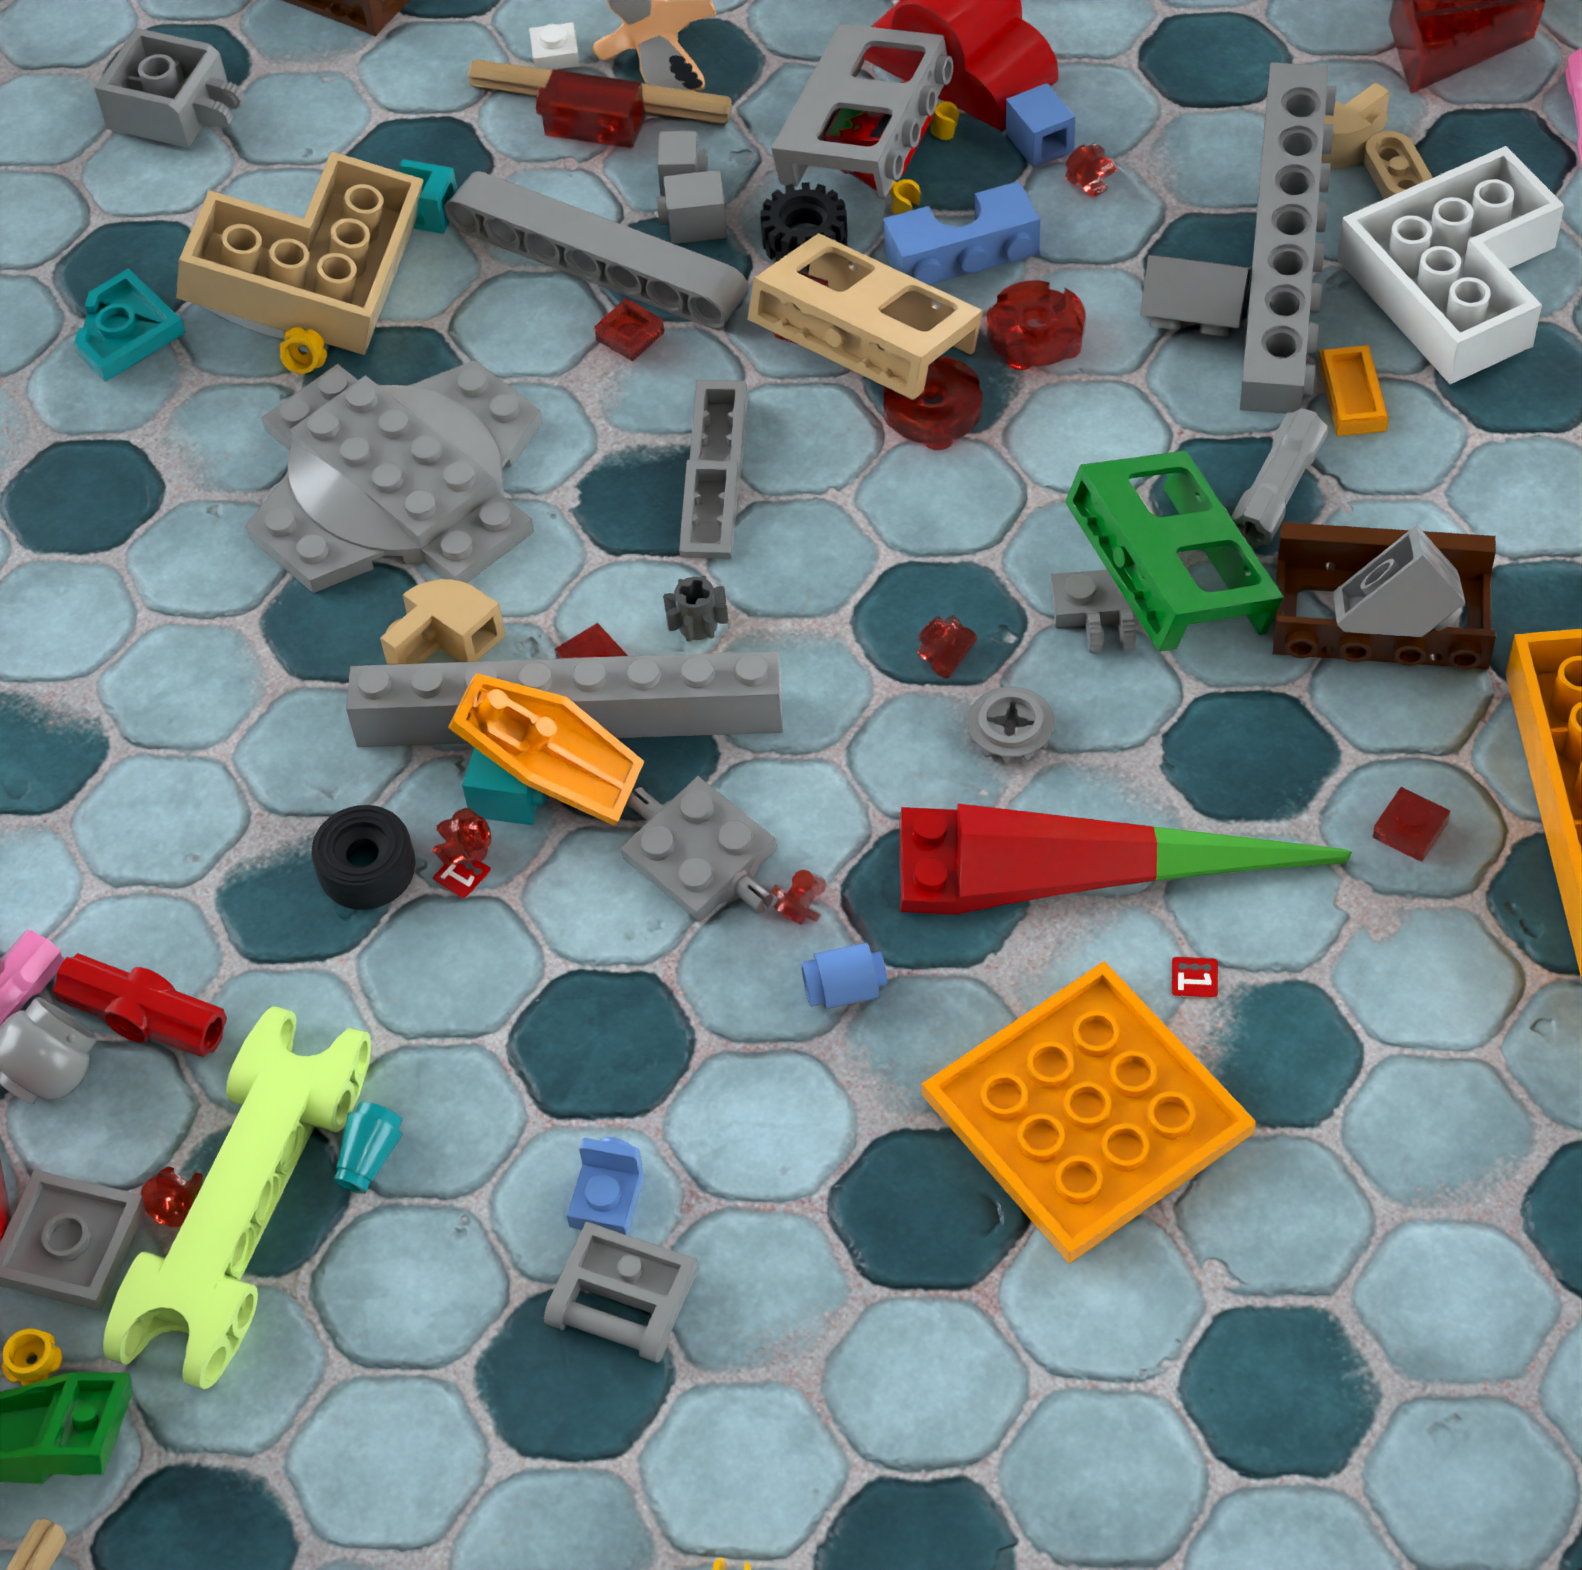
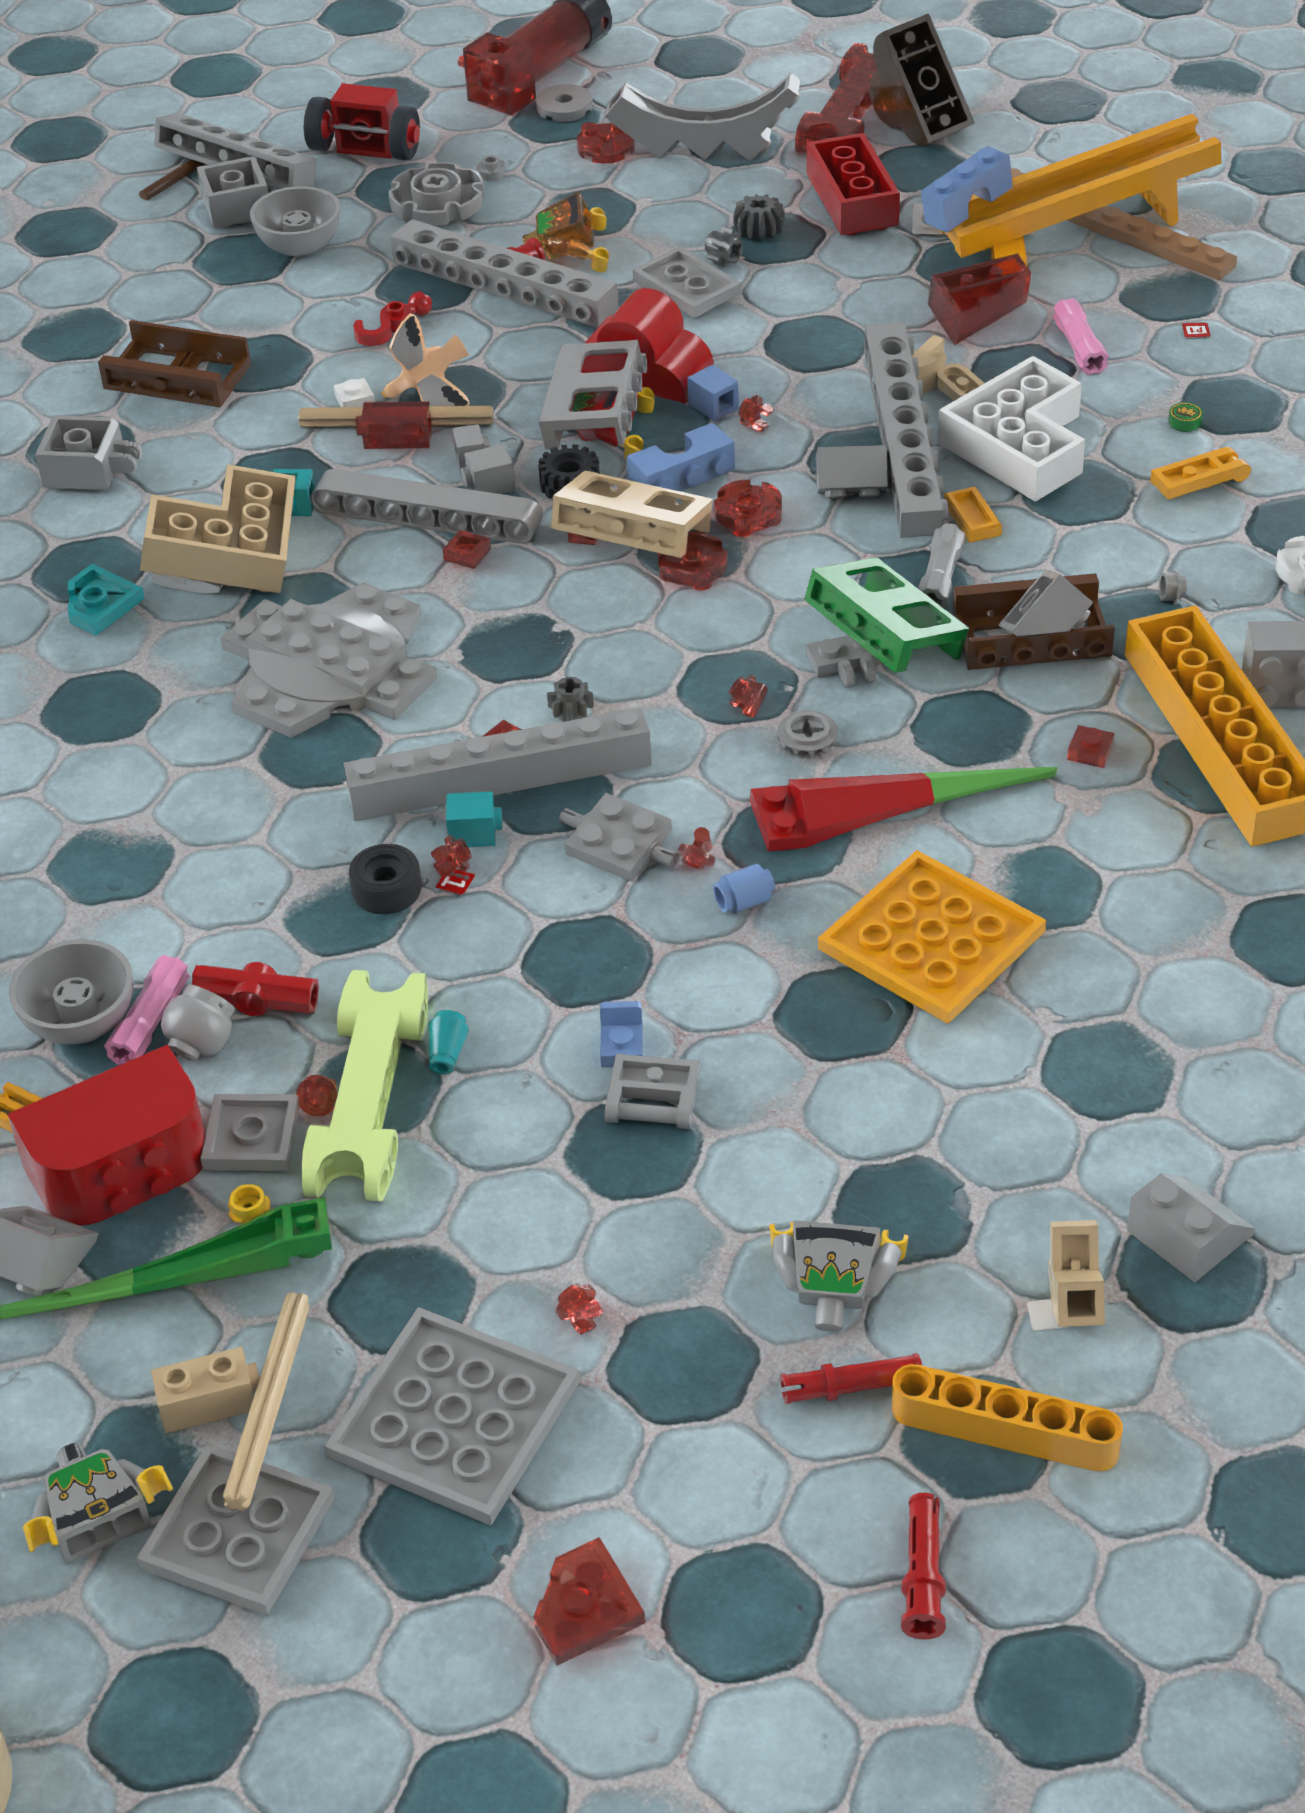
camera: 15 degrees left, 10 degrees down
(297, 360) = (233, 602): yellow plate -> none
(446, 617) = (397, 730): tan brick -> none
(548, 745) = (499, 785): light orange piece -> none
(714, 469) = (553, 620): light grey slope -> none
(1195, 977) = (976, 855): red sticker -> none

